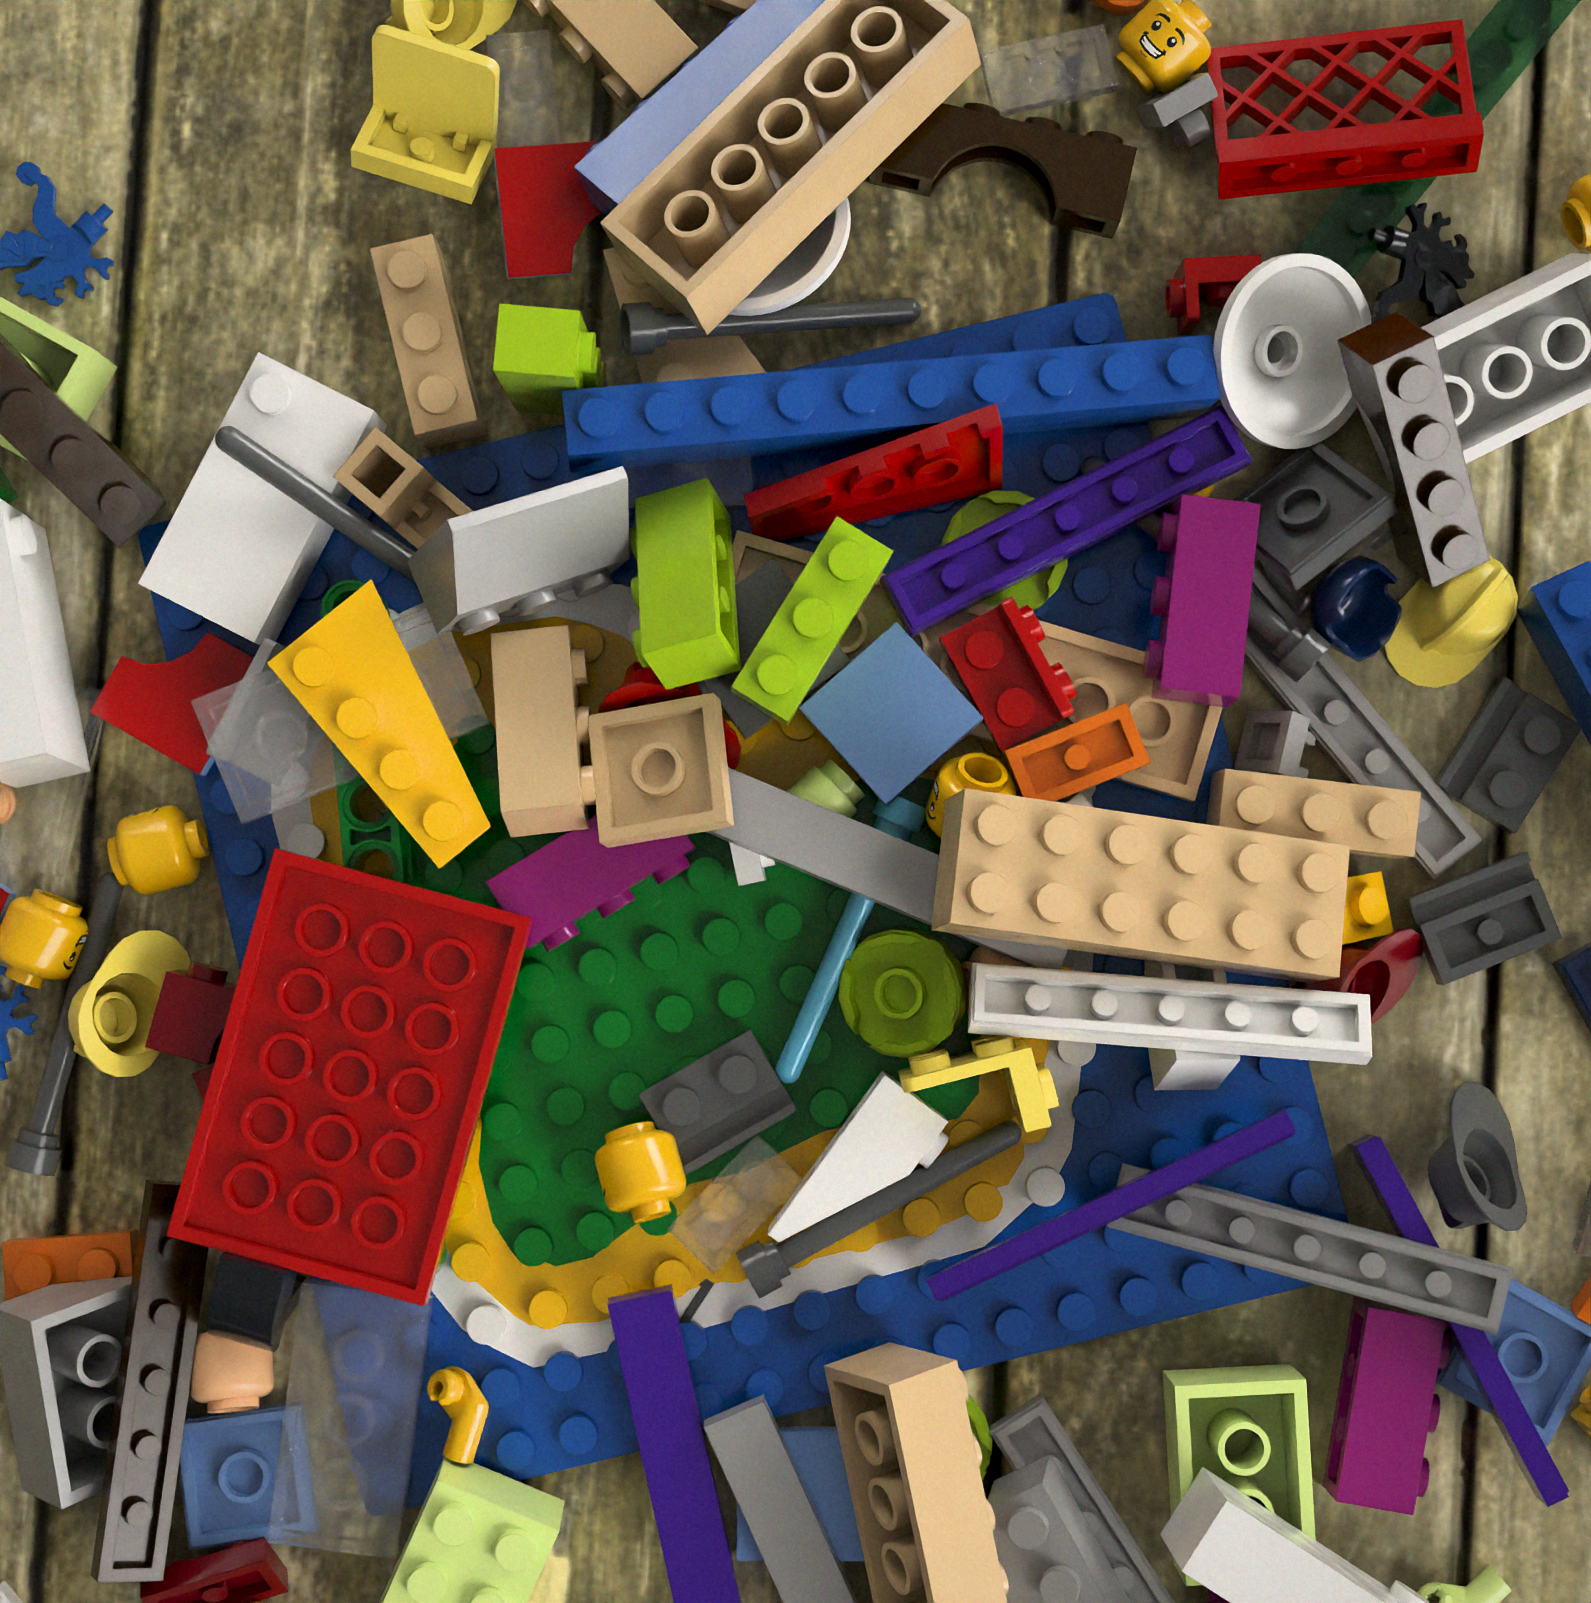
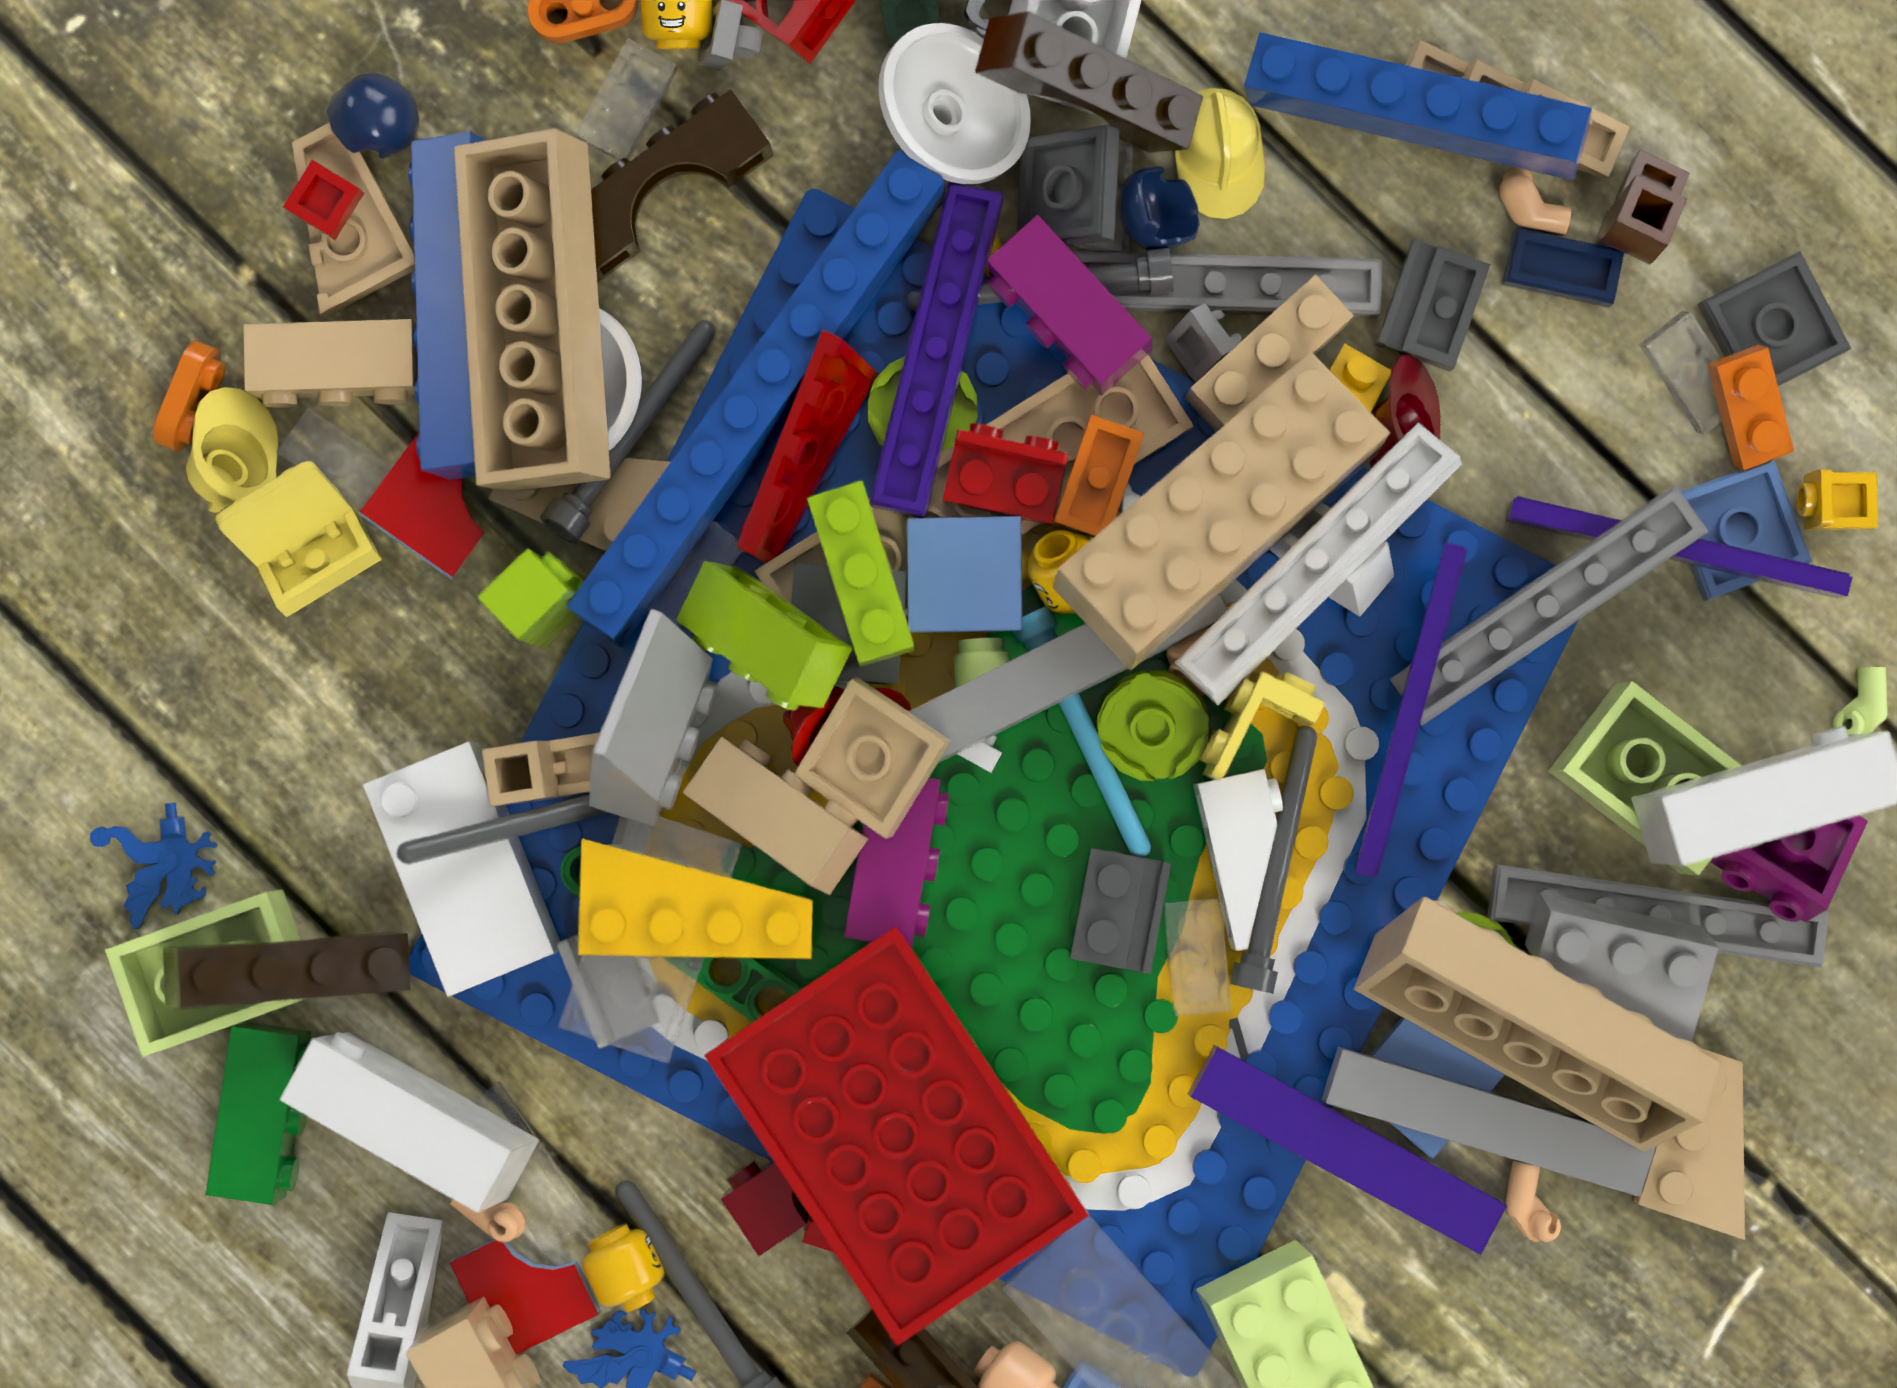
camera: 50 degrees left, 0 degrees up
(116, 1008) = (715, 1254): light yellow piece -> none
(156, 698) = (534, 1049): red tile -> none
(157, 850) = (631, 1139): yellow head -> none
(252, 1301) = (987, 1329): black brick -> none
(428, 341) = (449, 667): tan brick -> none
(465, 1407) = (1179, 1251): yellow arm -> none
(640, 1171) = (1122, 1000): yellow head -> none
(1204, 278) = (858, 114): red bracket -> none
(1385, 1407) = (1695, 644): magenta brick -> none
(1477, 1165) = (1590, 448): dark grey piece -> none
(1507, 755) = (1340, 195): dark grey plate -> none

